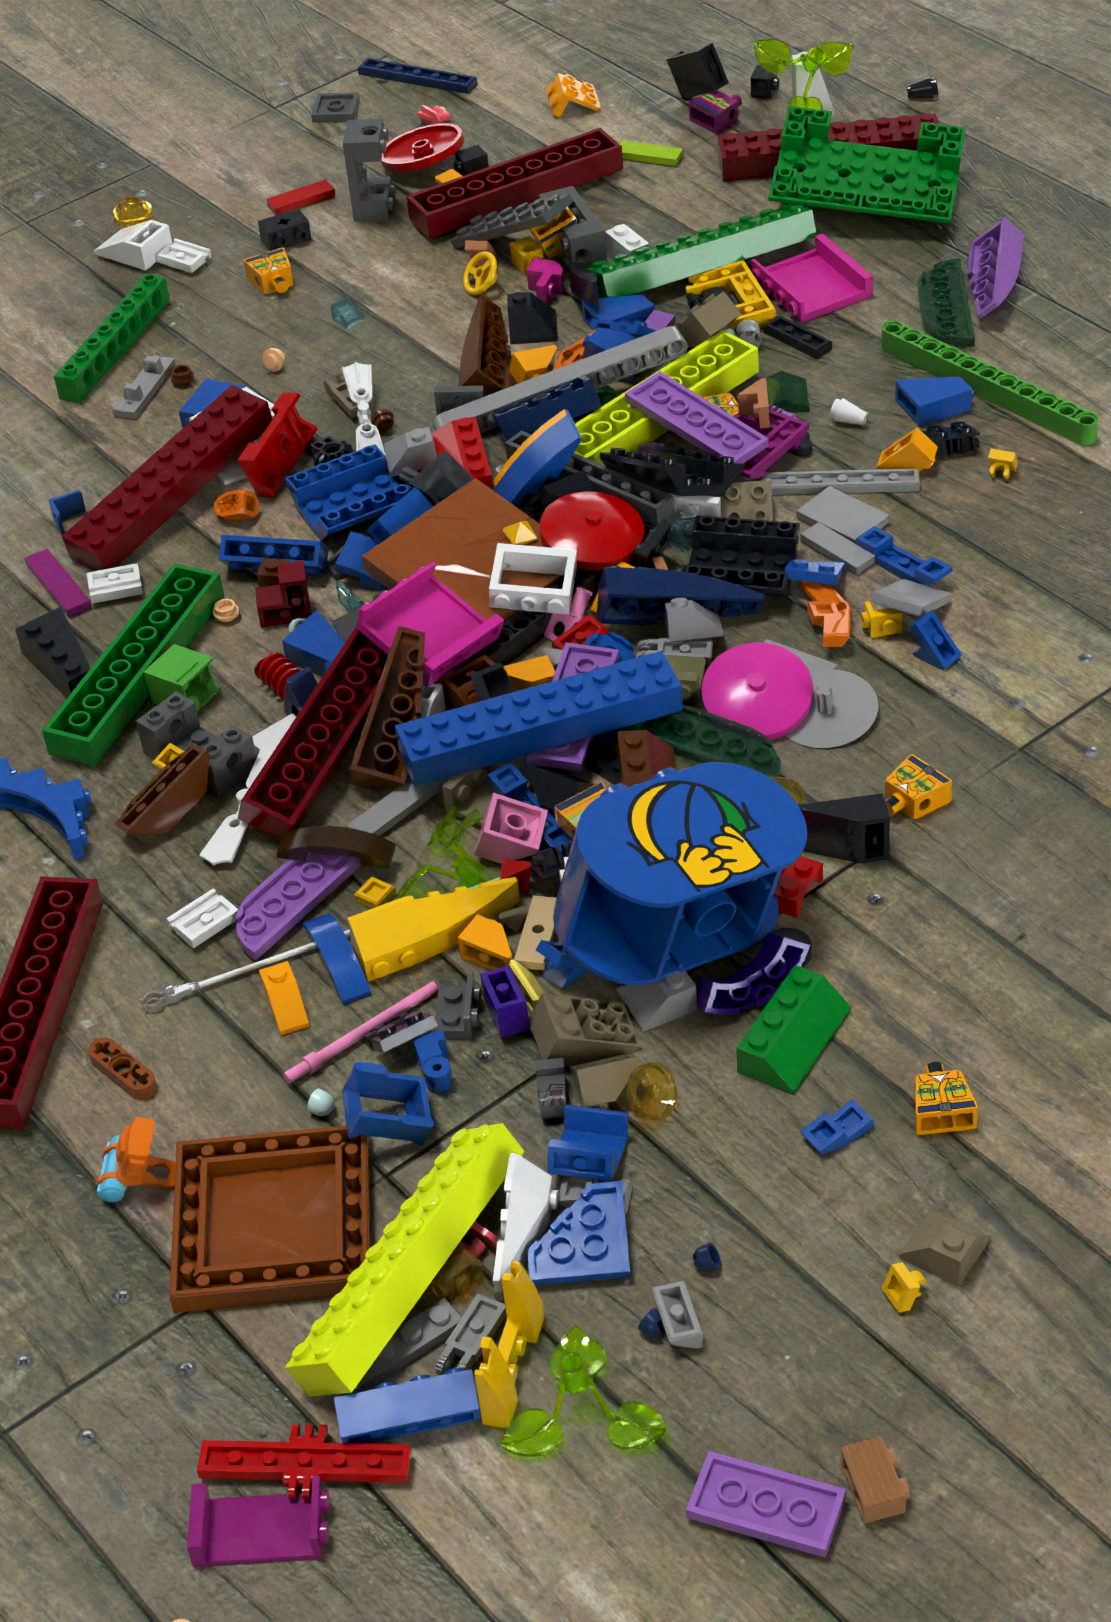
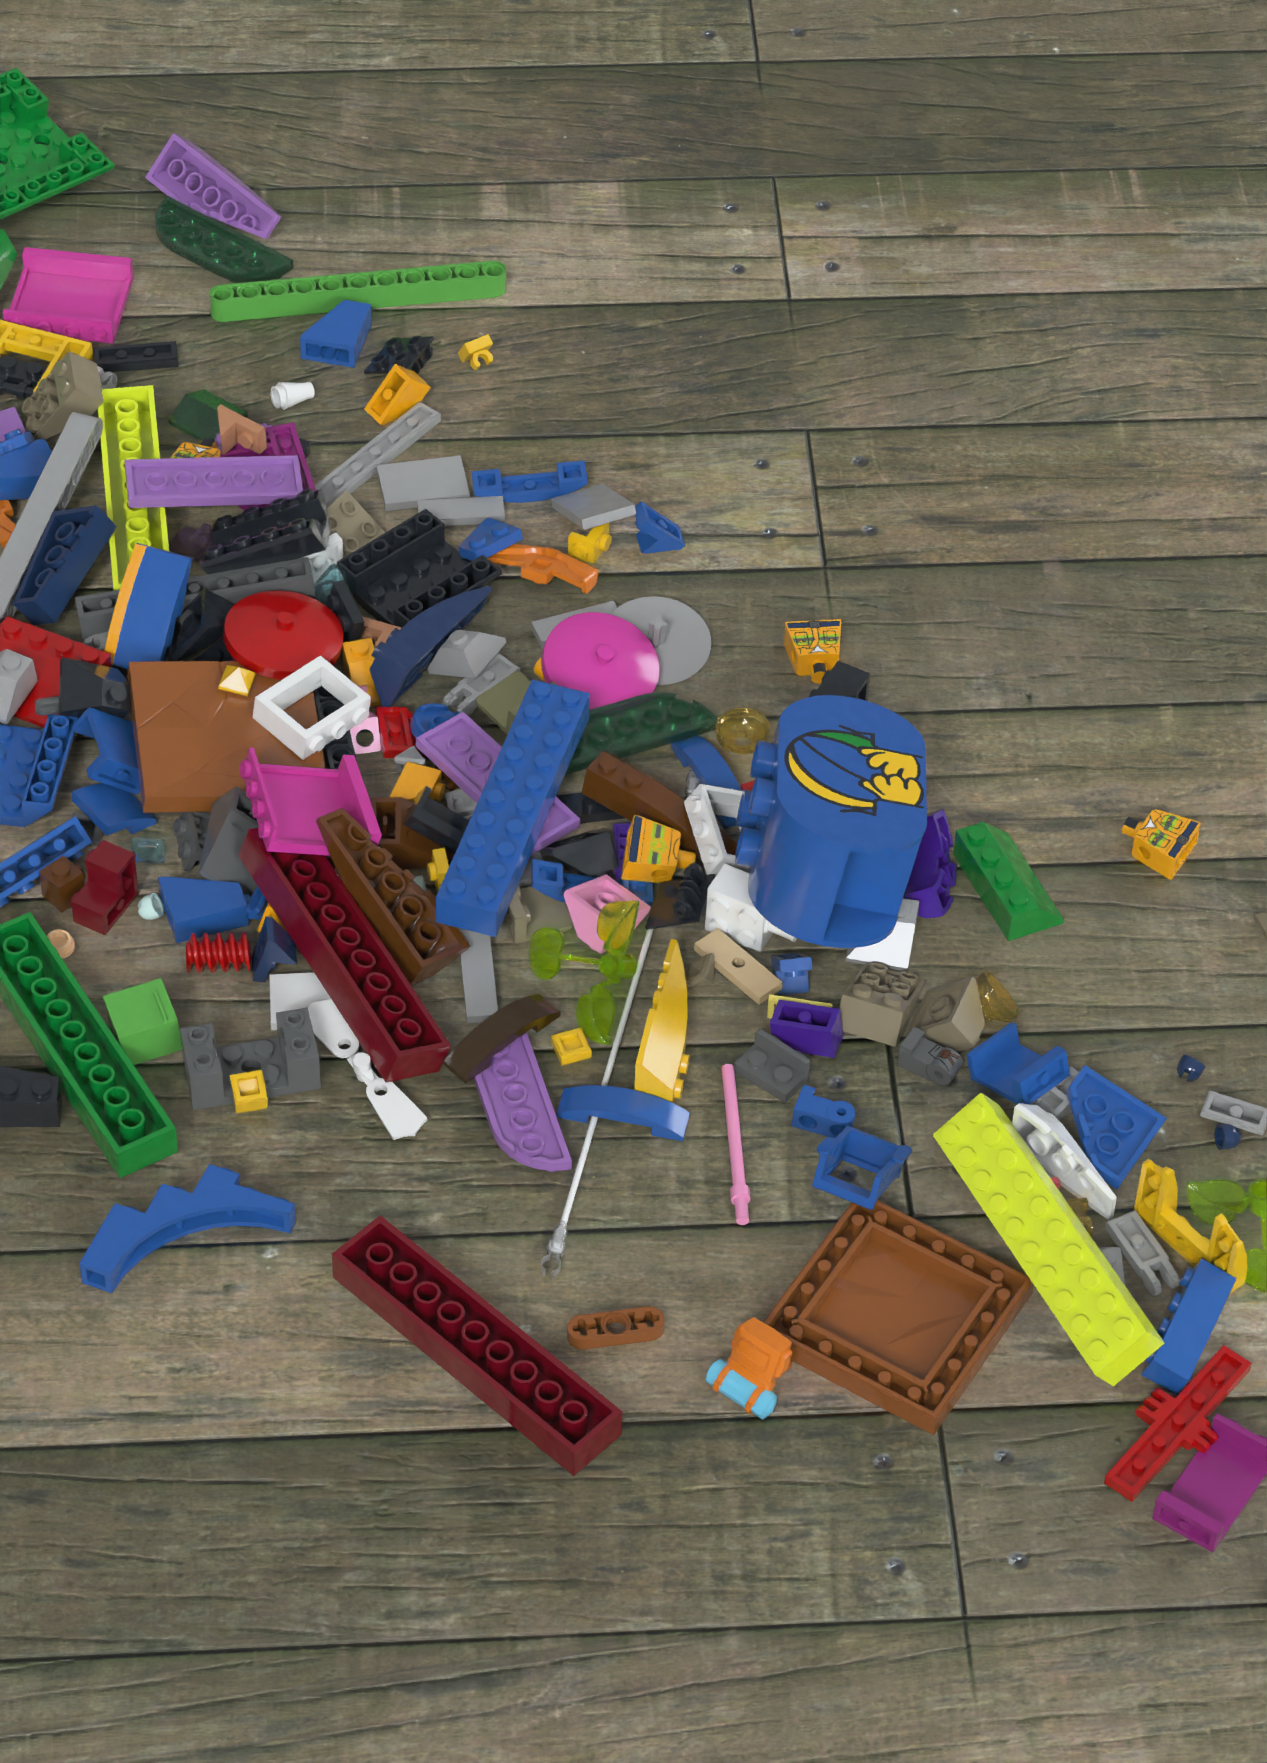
camera: 60 degrees left, 5 degrees up
(168, 795) = (299, 1111): reddish brown wedge -> none
(202, 918) = (483, 1176): white plate -> none
(284, 998) = (648, 1171): light orange slope -> none
(320, 1103) = (796, 1212): light aqua hinge -> none
(399, 1031) = (778, 1113): plate -> none
(485, 944) = (724, 1005): light orange slope -> none
(517, 869) = (657, 941): red slope -> none
(841, 1128) = (1128, 915): blue slope -> none

